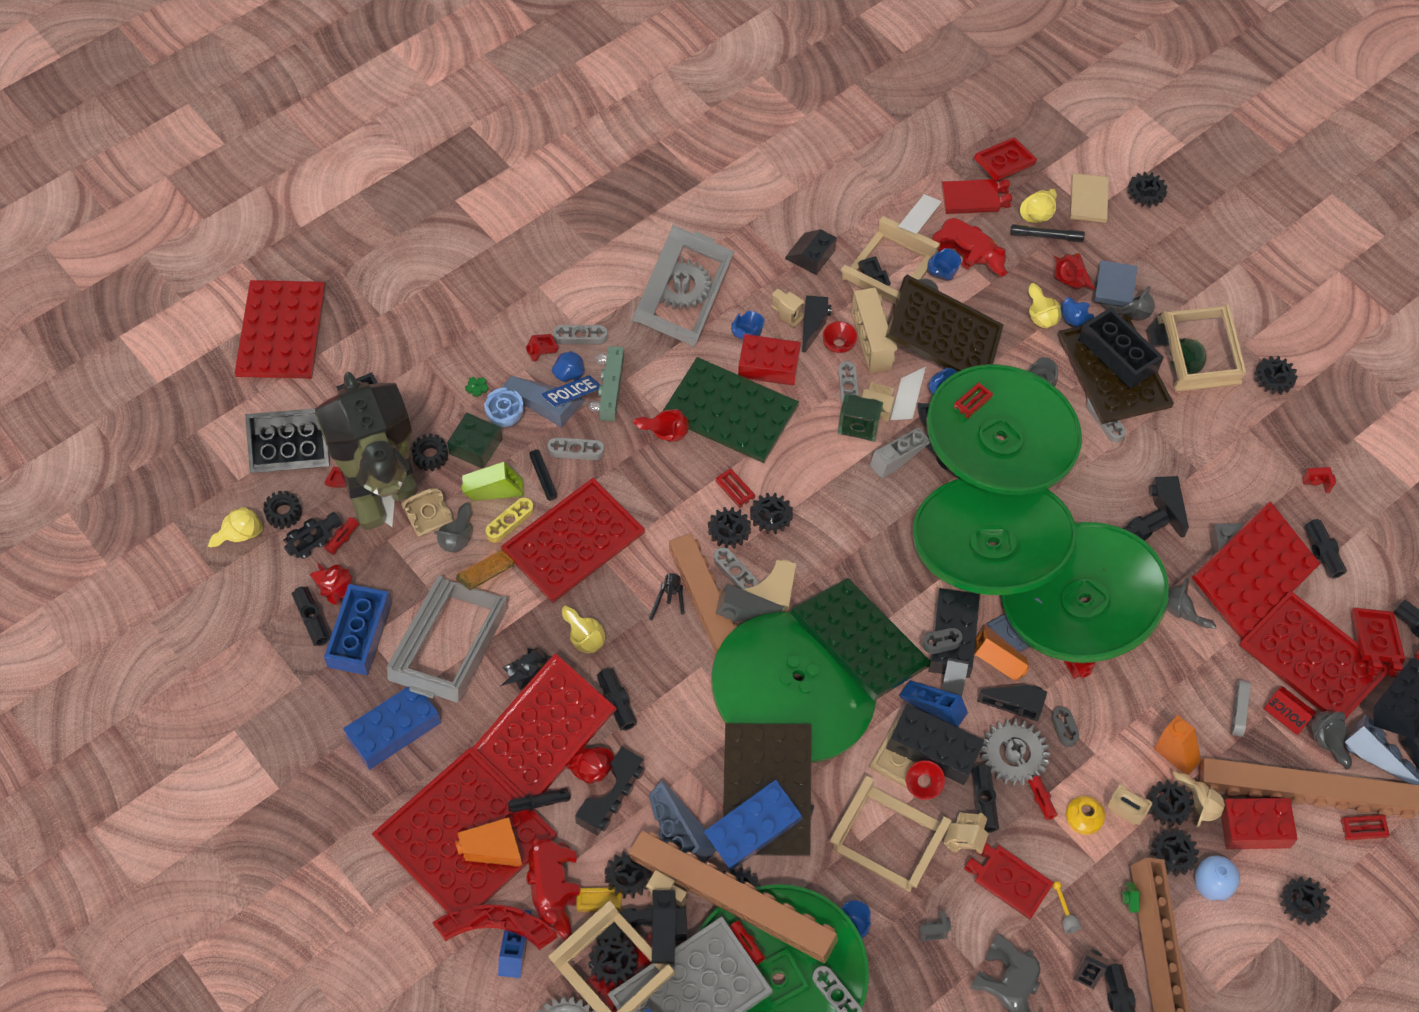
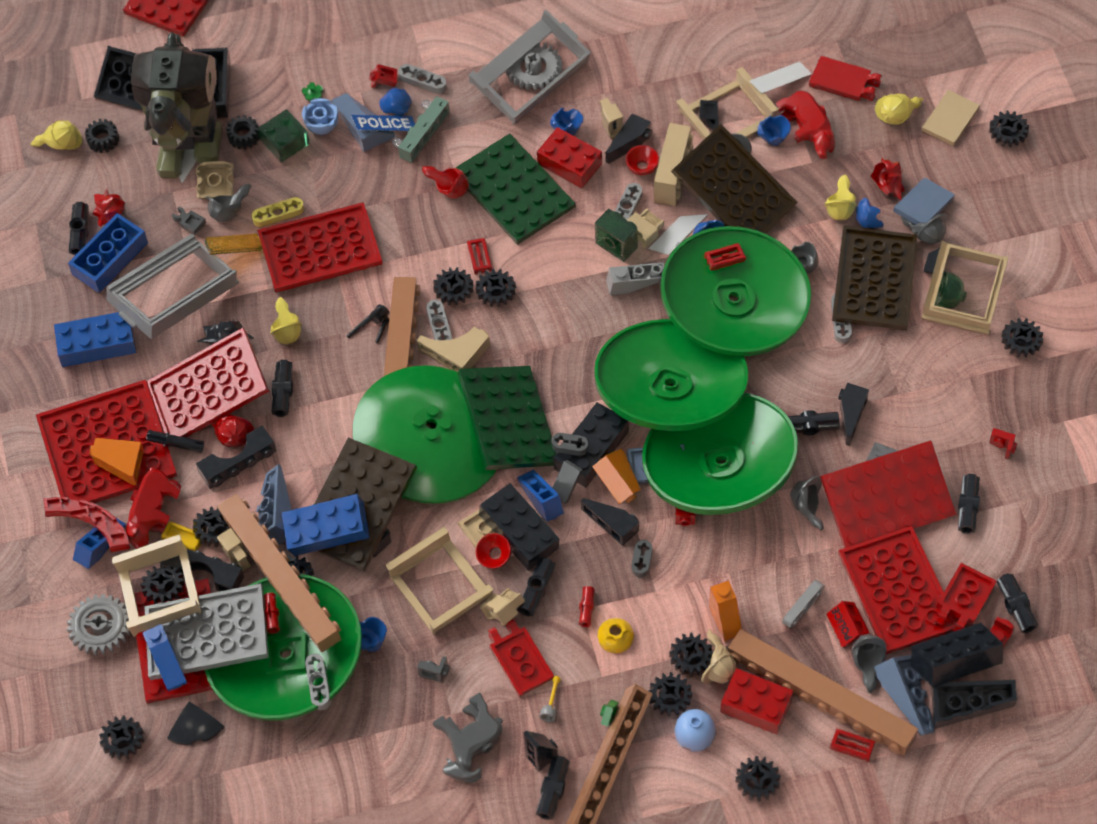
camera: 30 degrees right, 0 degrees up
(309, 541) = (108, 164): black brick -> none
(350, 525) = (137, 174): red pin -> none
(425, 564) = (191, 222): none -> dark grey plate
(493, 483) = (279, 176): lime slope -> none
(543, 475) = (325, 185): black axle -> none
(562, 442) = (368, 180): light grey beam -> none
(663, 927) = (211, 571): black slope -> none
(743, 605) = (422, 351): dark grey slope -> none
(812, 250) = (665, 77): black slope -> none
(1005, 158) = (890, 54): red plate -> none
(1015, 738) = (580, 546): light grey gear -> none
(1069, 235) = (908, 144): black piece -> none
(1121, 347) = (884, 259): black brick -> none
(1129, 806) = (650, 639): tan piece -> none

